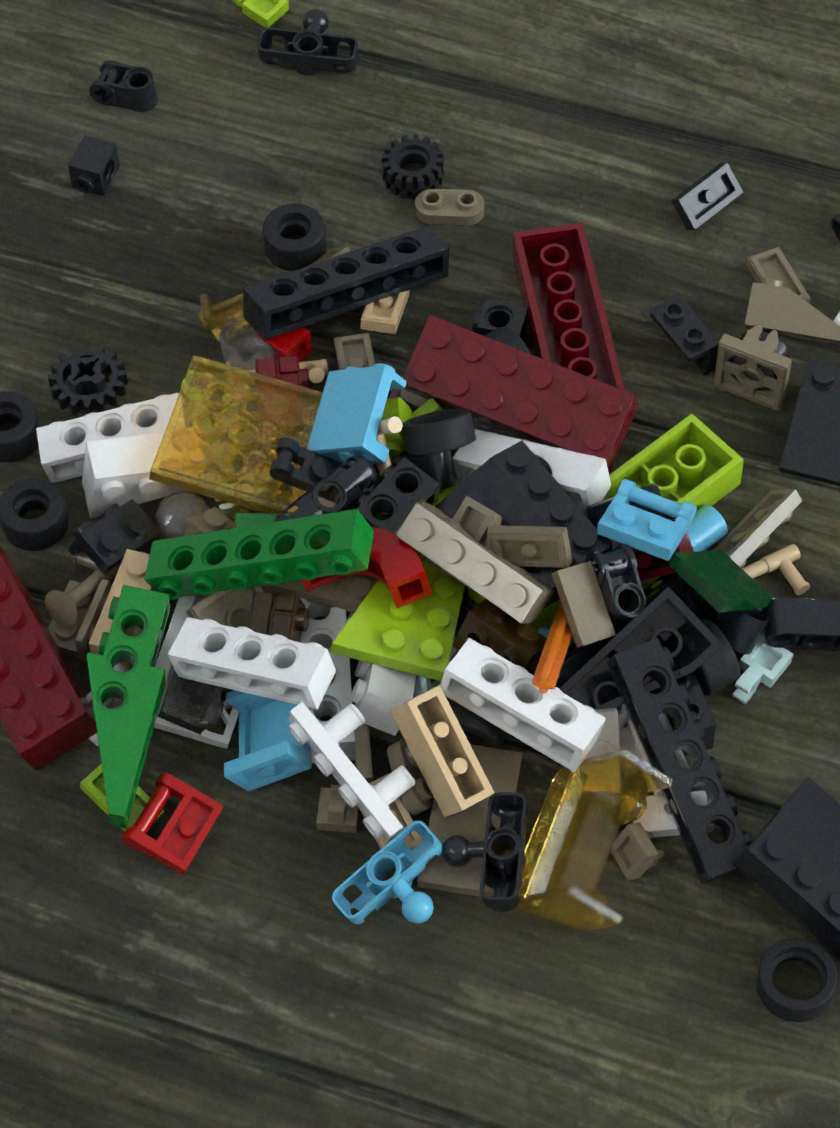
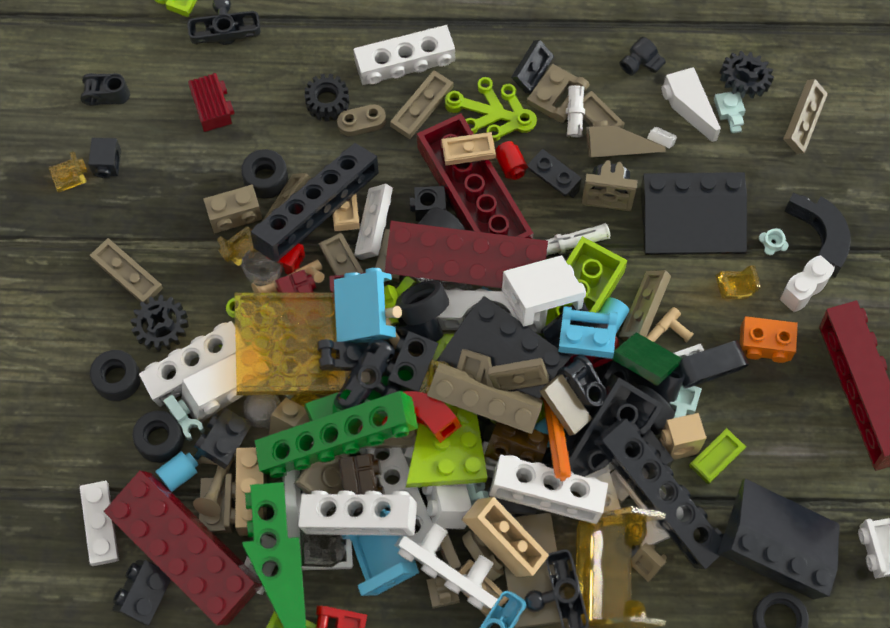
camera: 20 degrees left, 10 degrees up
(41, 175) = (68, 173): none -> clear yellow bracket
(42, 561) = (177, 470): none -> medium azure brick
(68, 307) = (126, 271): none -> dark tan plate
(73, 492) = (180, 411): none -> light aqua plate
(233, 265) = (233, 208): none -> dark tan brick
(256, 134) = (210, 102): none -> dark red brick
(434, 303) = (373, 222): none -> white plate
(536, 140) = (411, 45): none -> white brick
(538, 205) = (421, 104): none -> dark tan plate
(573, 264) = (468, 148): none -> tan plate
(604, 447) = (542, 287): none -> white panel
(633, 303) = (511, 160): none -> red brick
(660, 422) = (561, 243): none -> white pin
(667, 258) = (493, 111): none -> lime plant
(726, 231) = (551, 89): none -> dark tan plate
(739, 702) = (683, 436): none -> tan brick
(745, 264) = (575, 111): none -> white pin
(786, 749) = (717, 456): none -> lime tile

